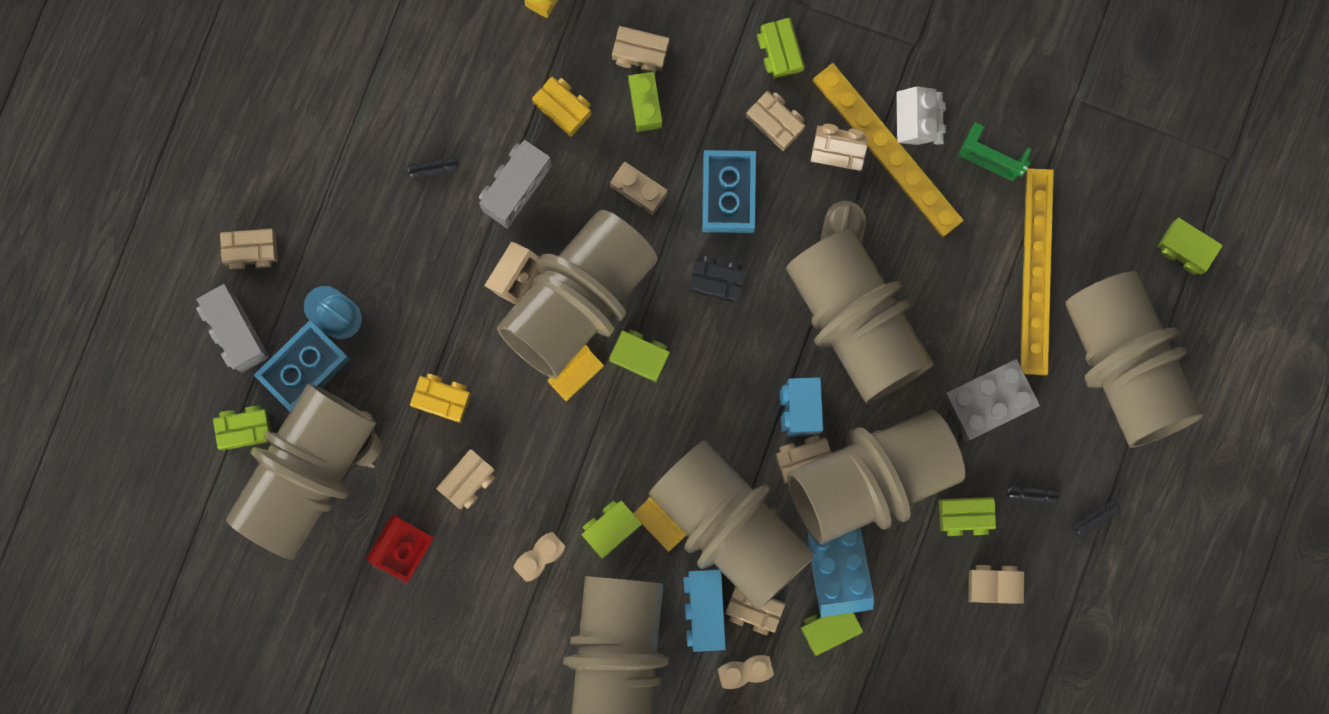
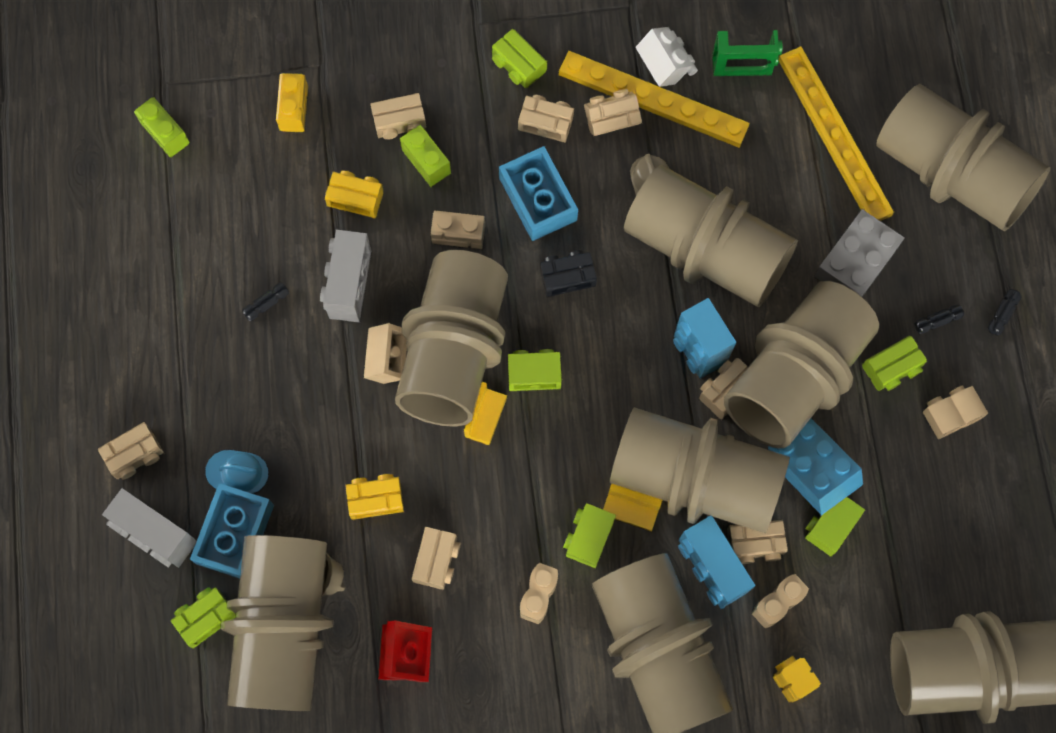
camera: 25 degrees left, 10 degrees down
(1189, 247) = (948, 53): lime brick -> none

